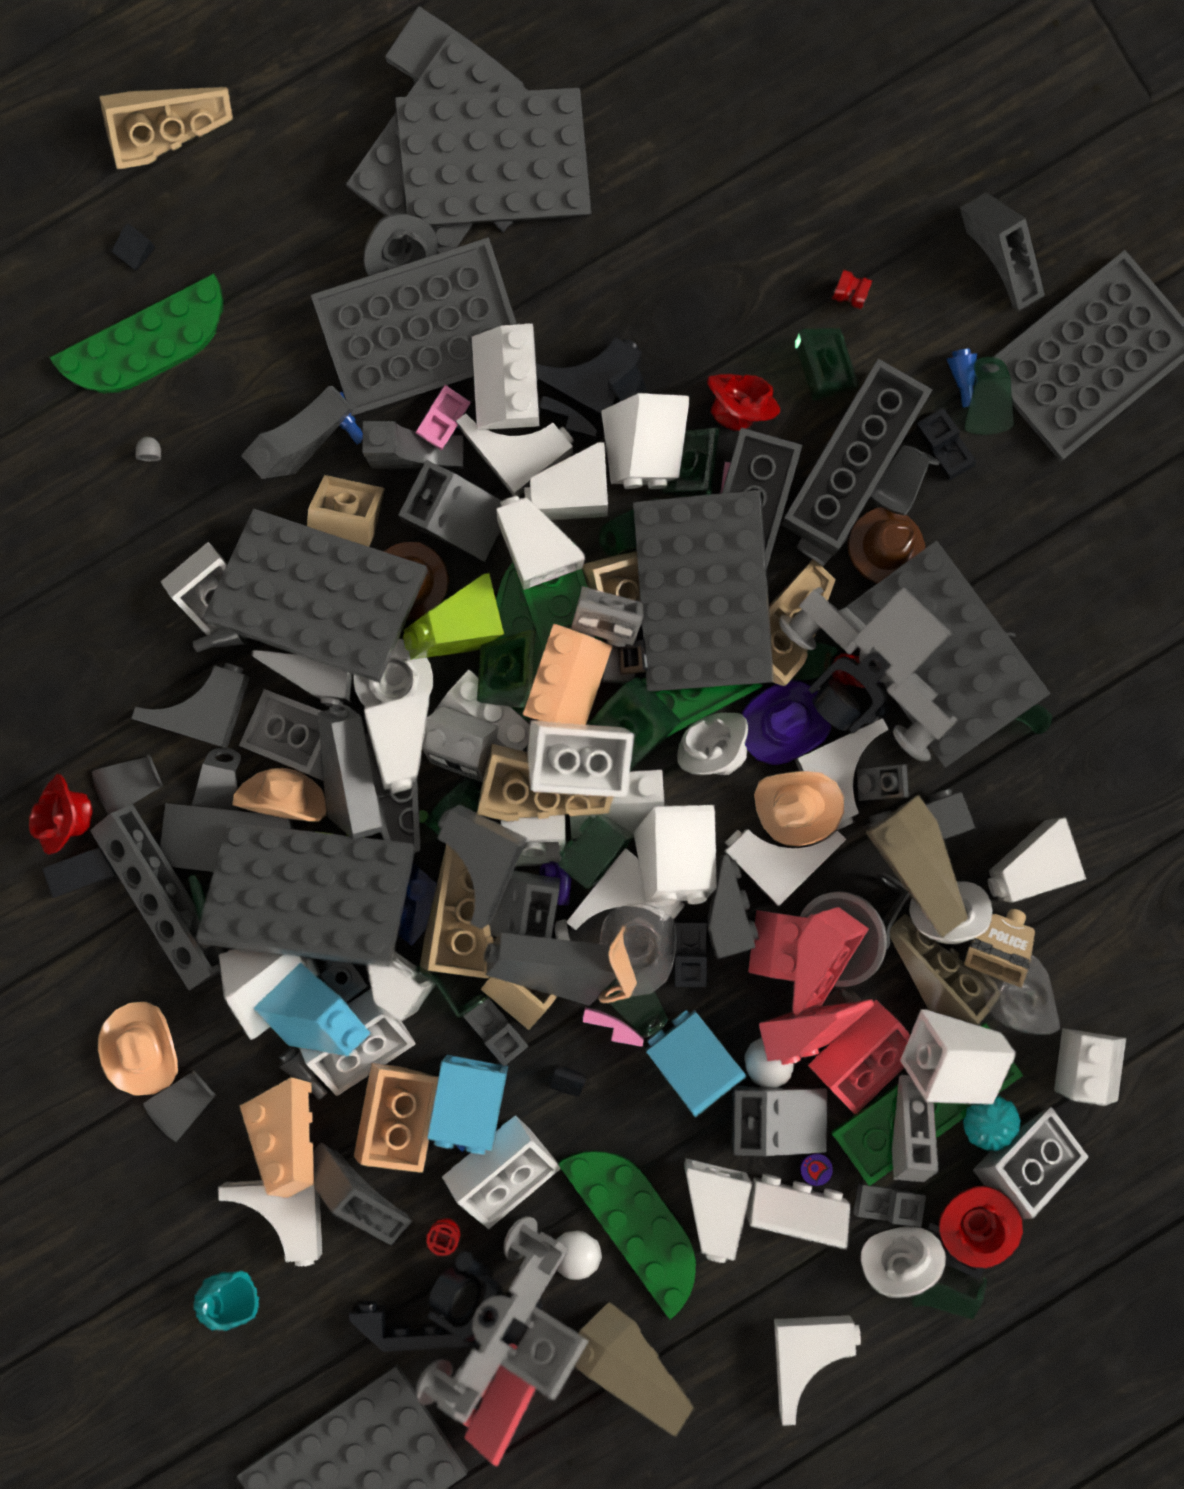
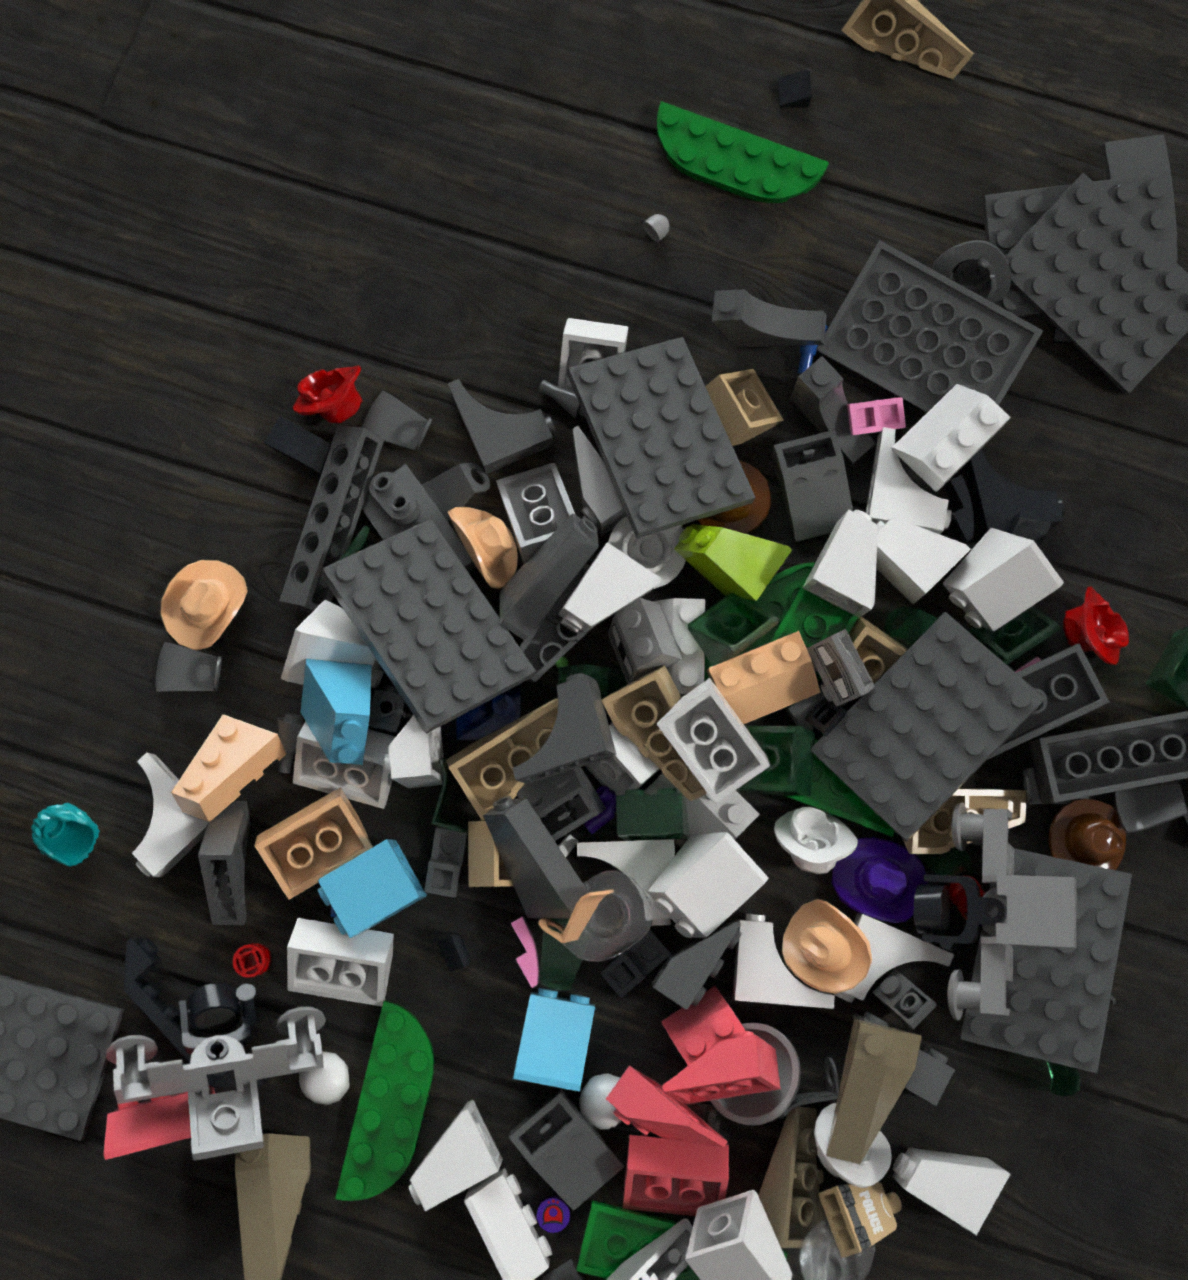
camera: 50 degrees right, 5 degrees down
(183, 835) = (392, 496): none -> dark grey plate

